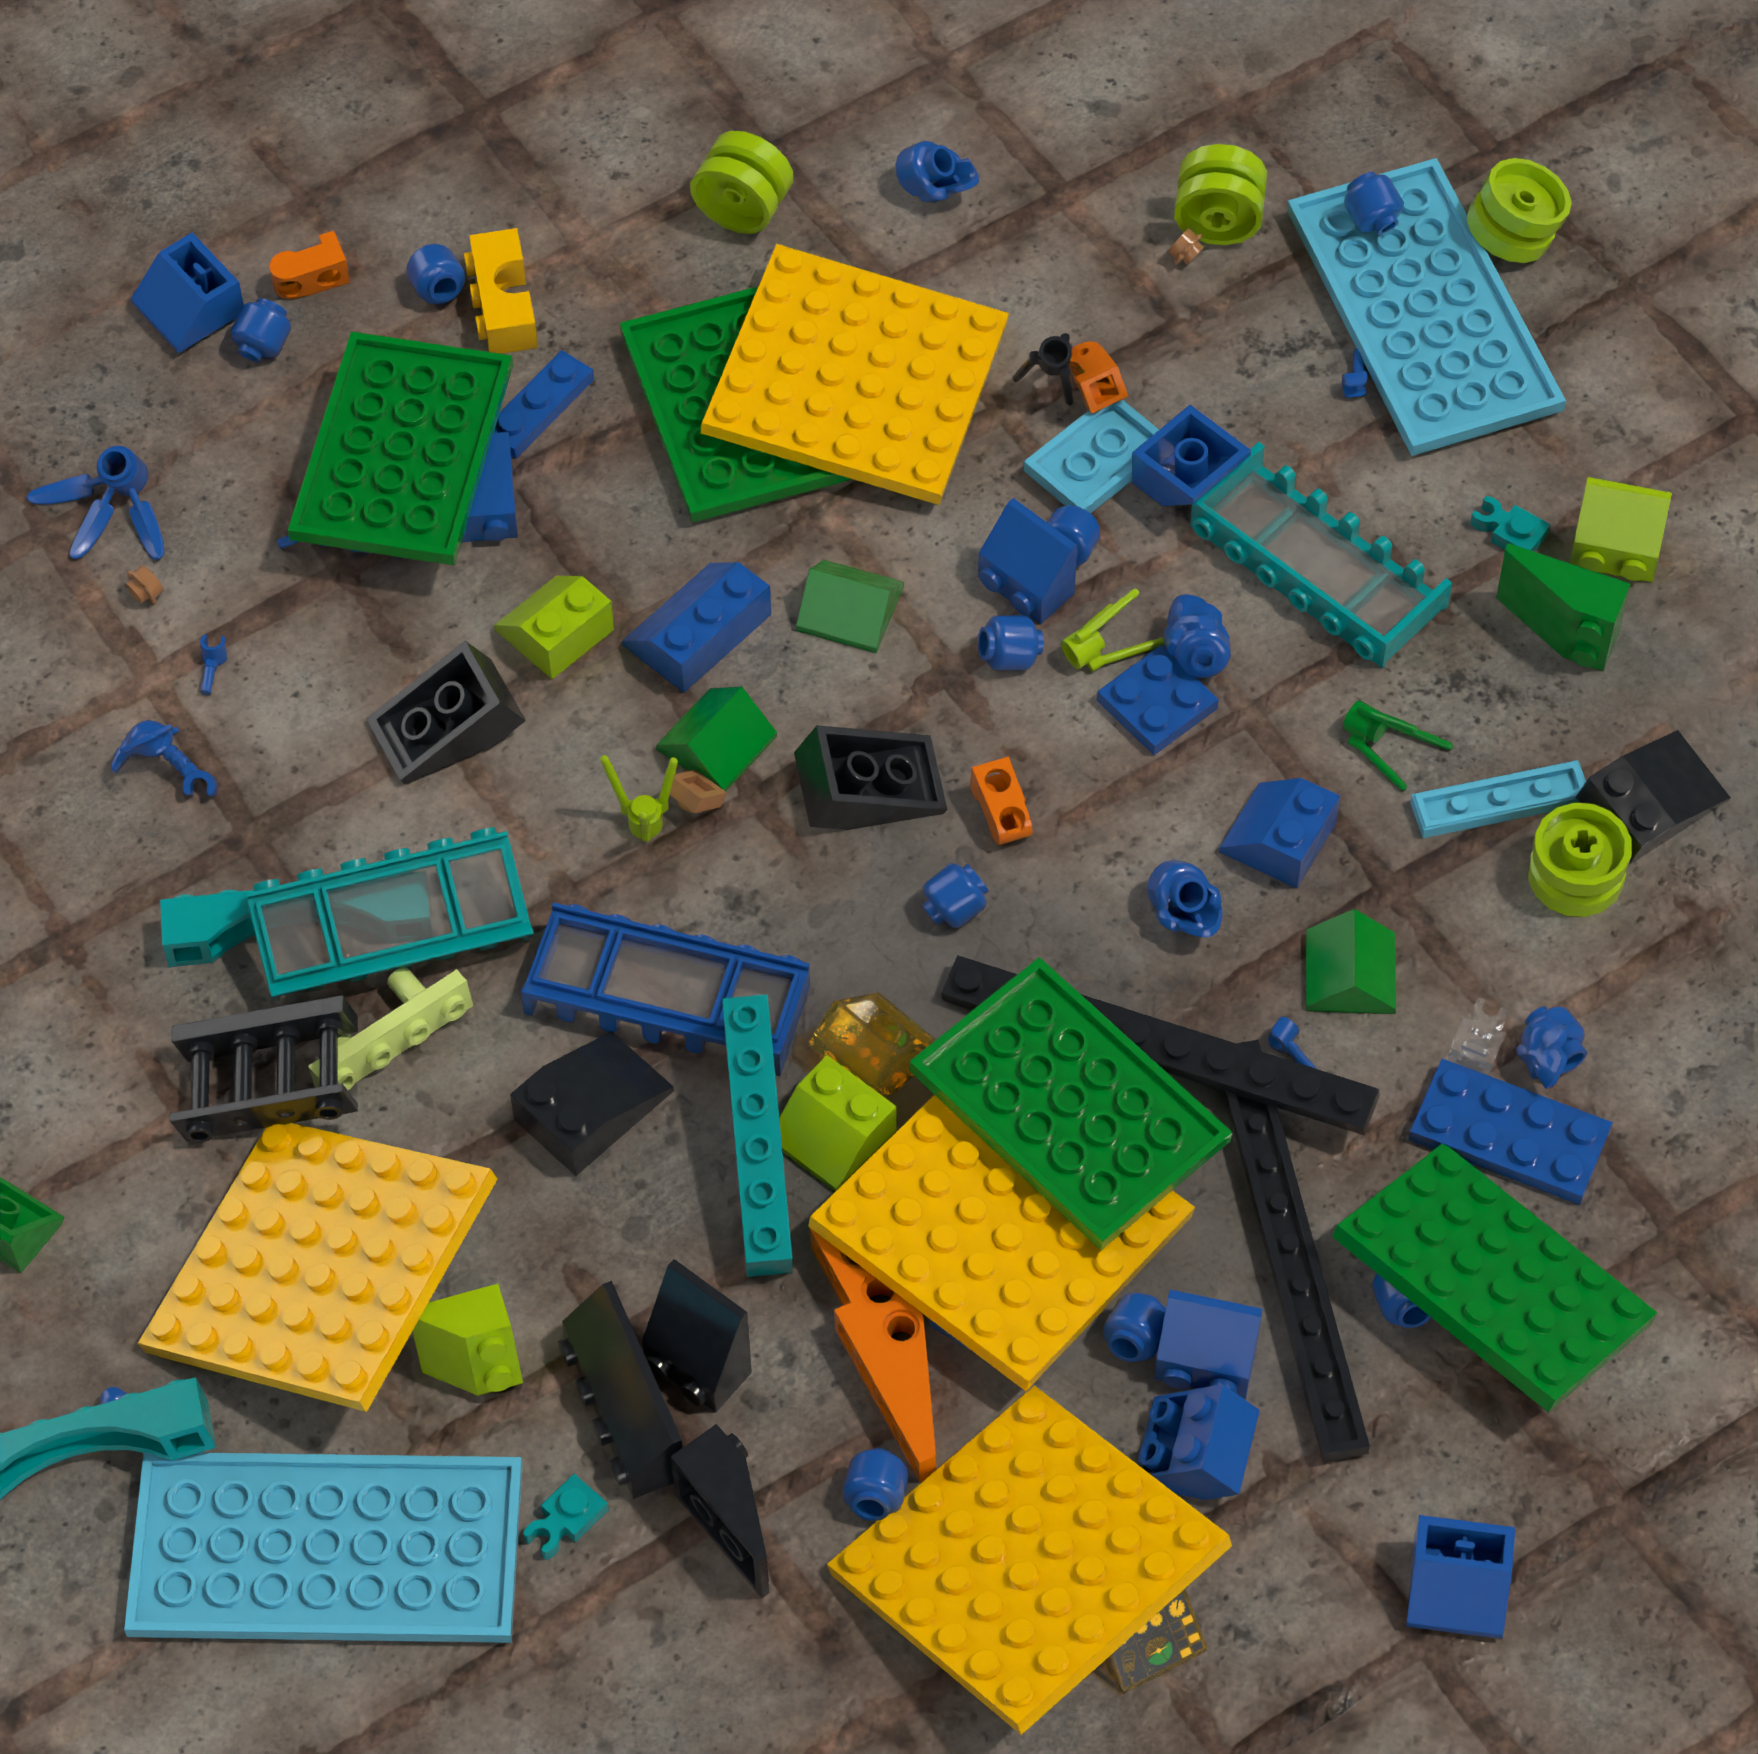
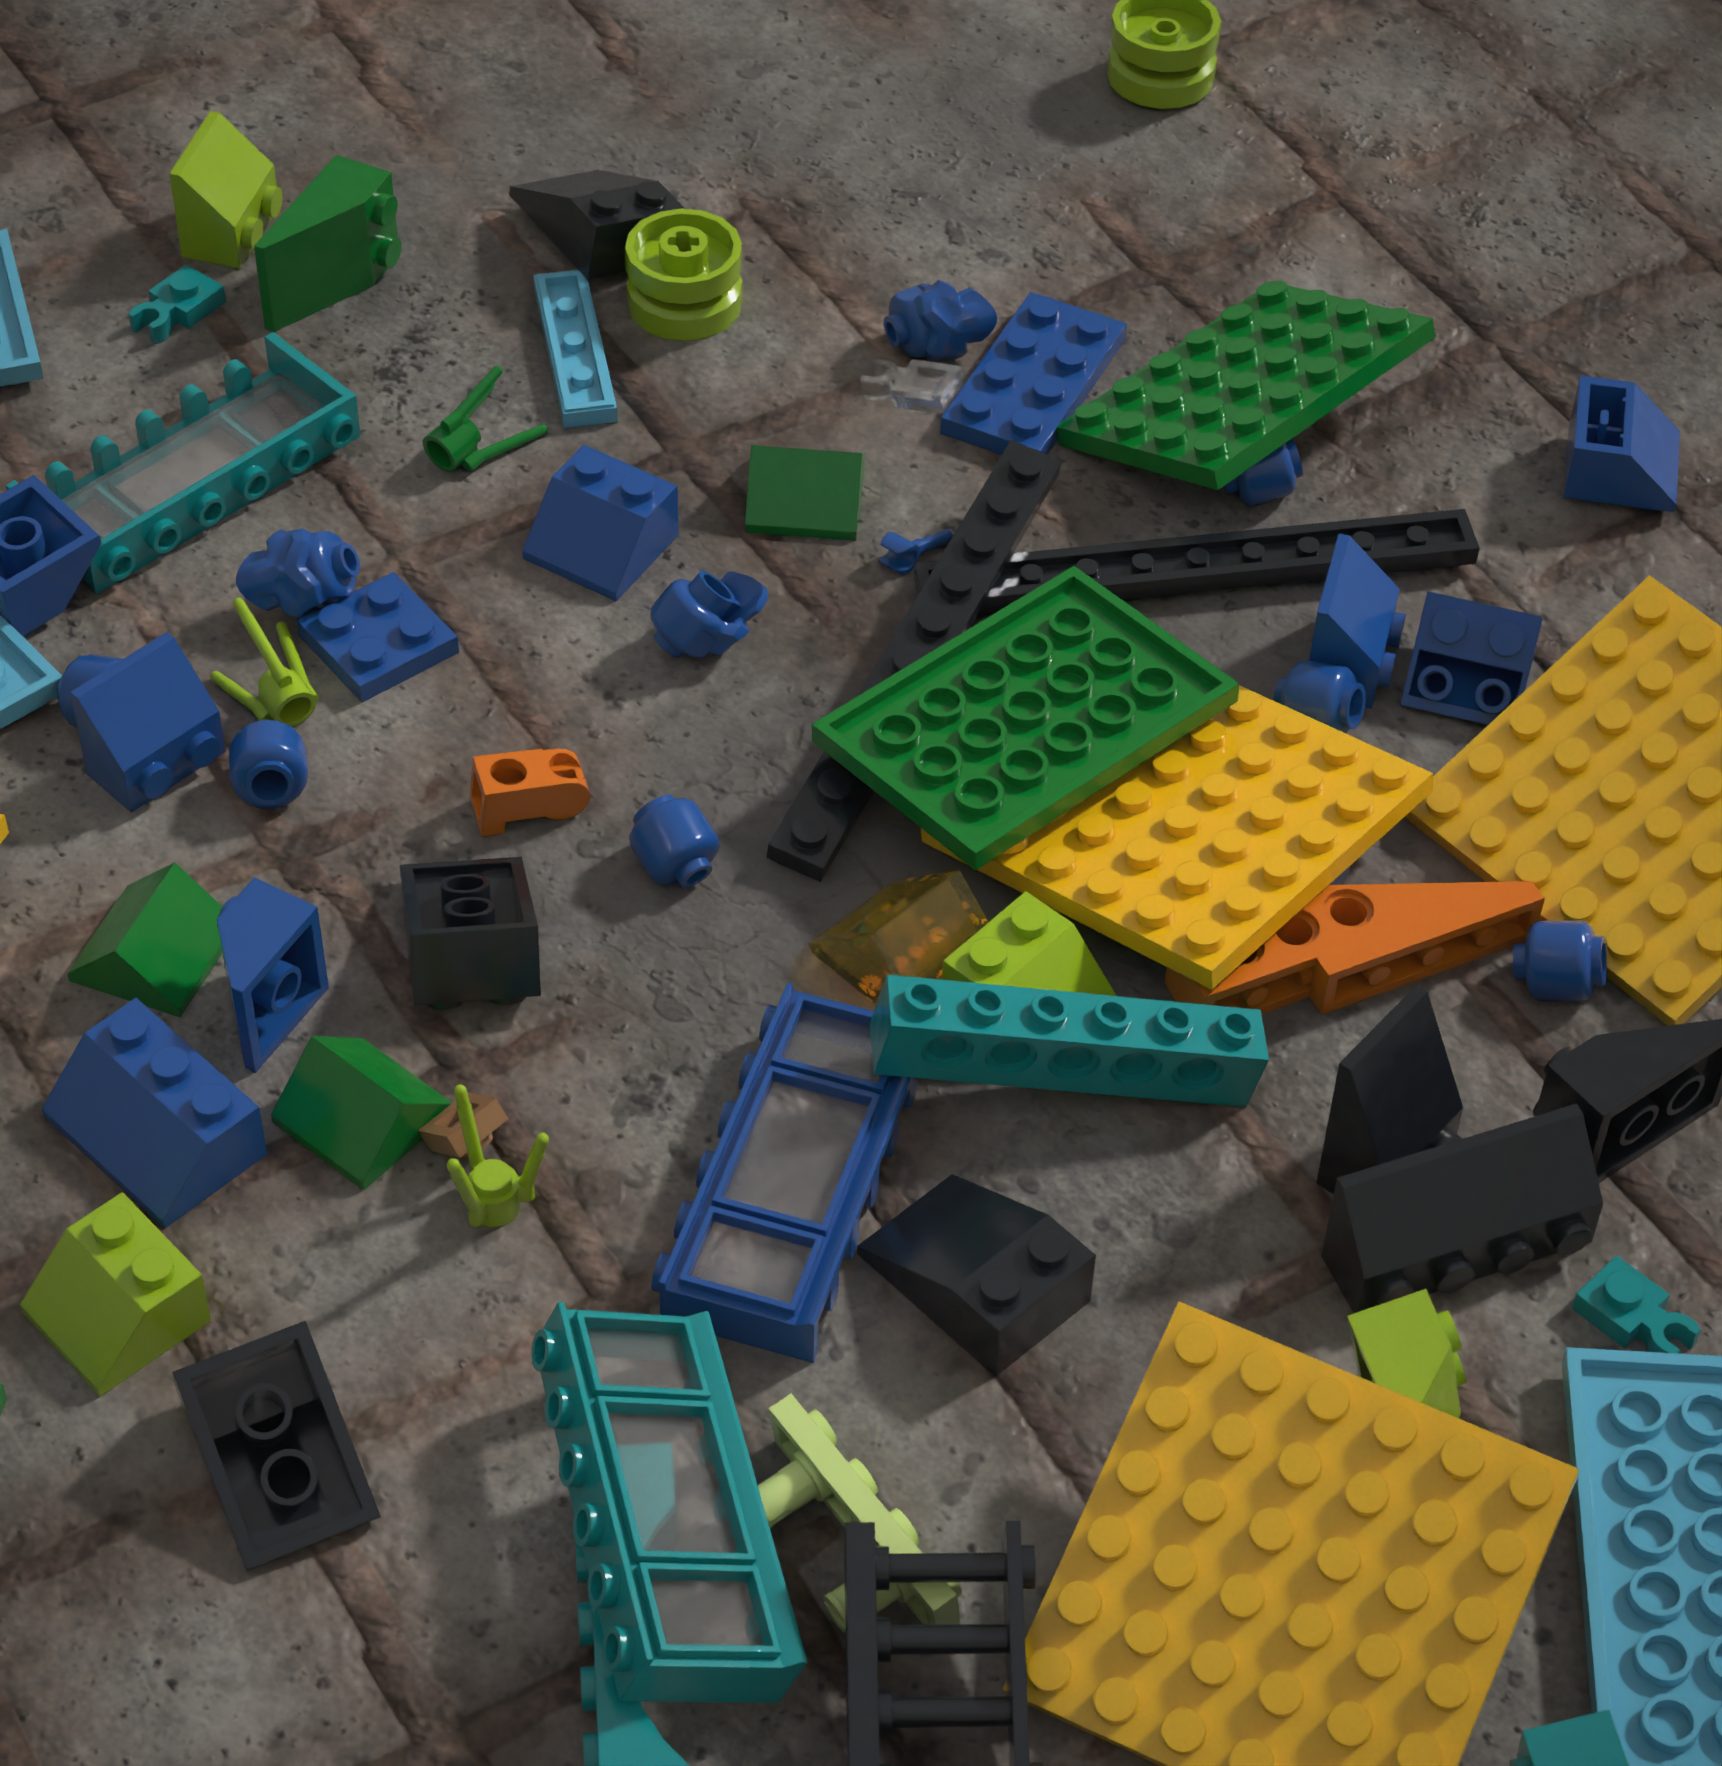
camera: 90 degrees left, 10 degrees down
(802, 655) = (270, 965): none -> blue slope

